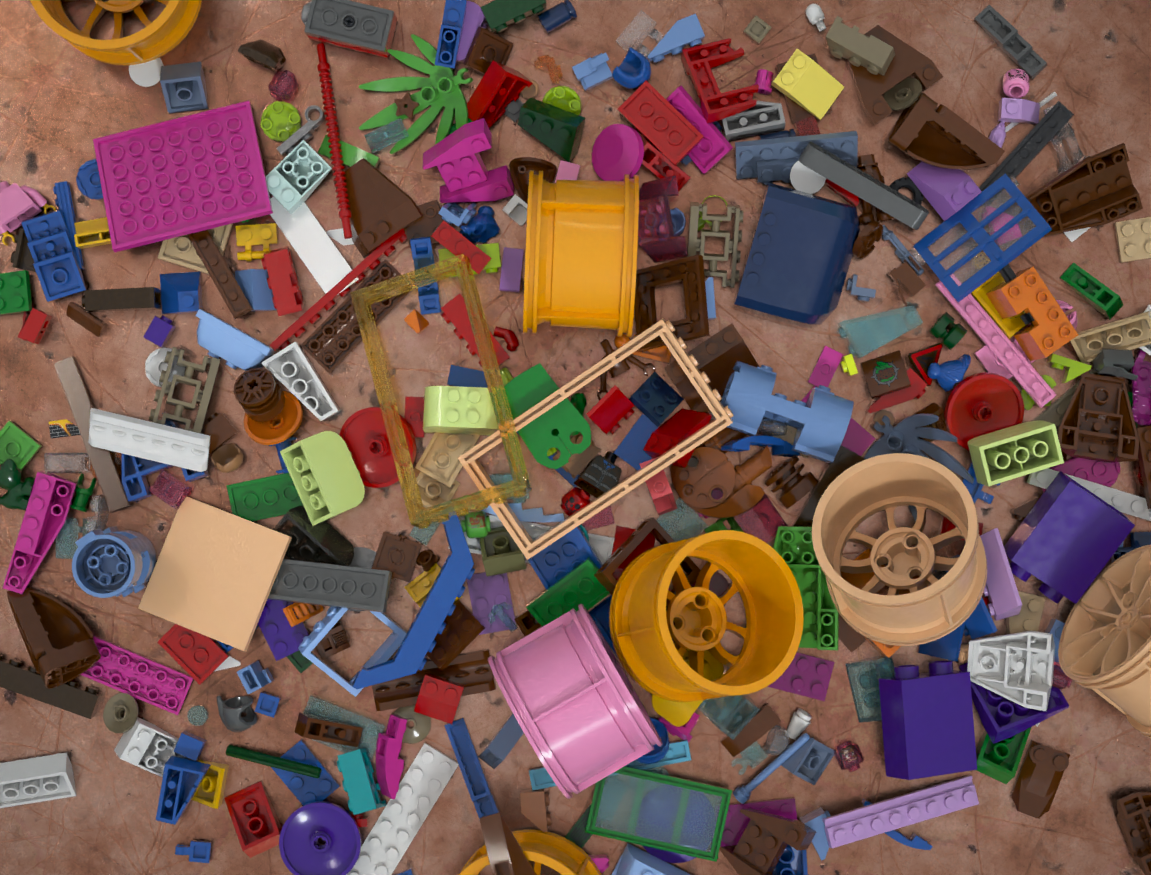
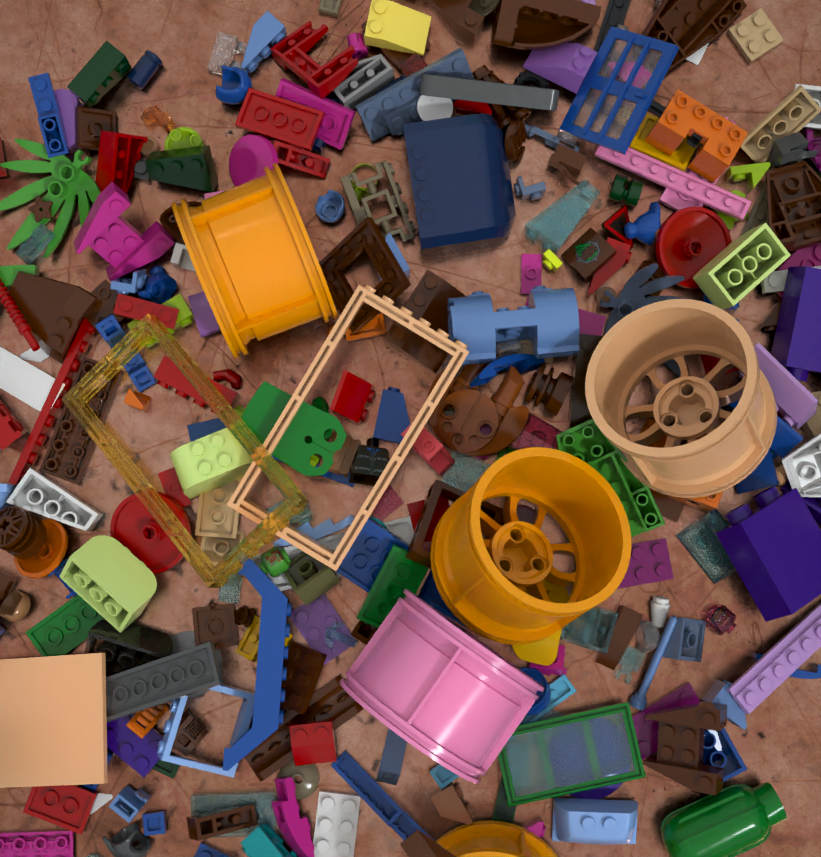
camera: 30 degrees left, 5 degrees down
(574, 500) = (356, 497): red head -> none
(593, 71) = (198, 103): medium blue piece -> none
(619, 368) = (342, 356): reddish brown piece -> none
(655, 221) = (316, 210): clear pink slope -> none
(656, 399) = (389, 370): dark blue plate -> none
(674, 431) = (418, 392): red slope -> none
(1092, 291) = (738, 97): green slope -> none

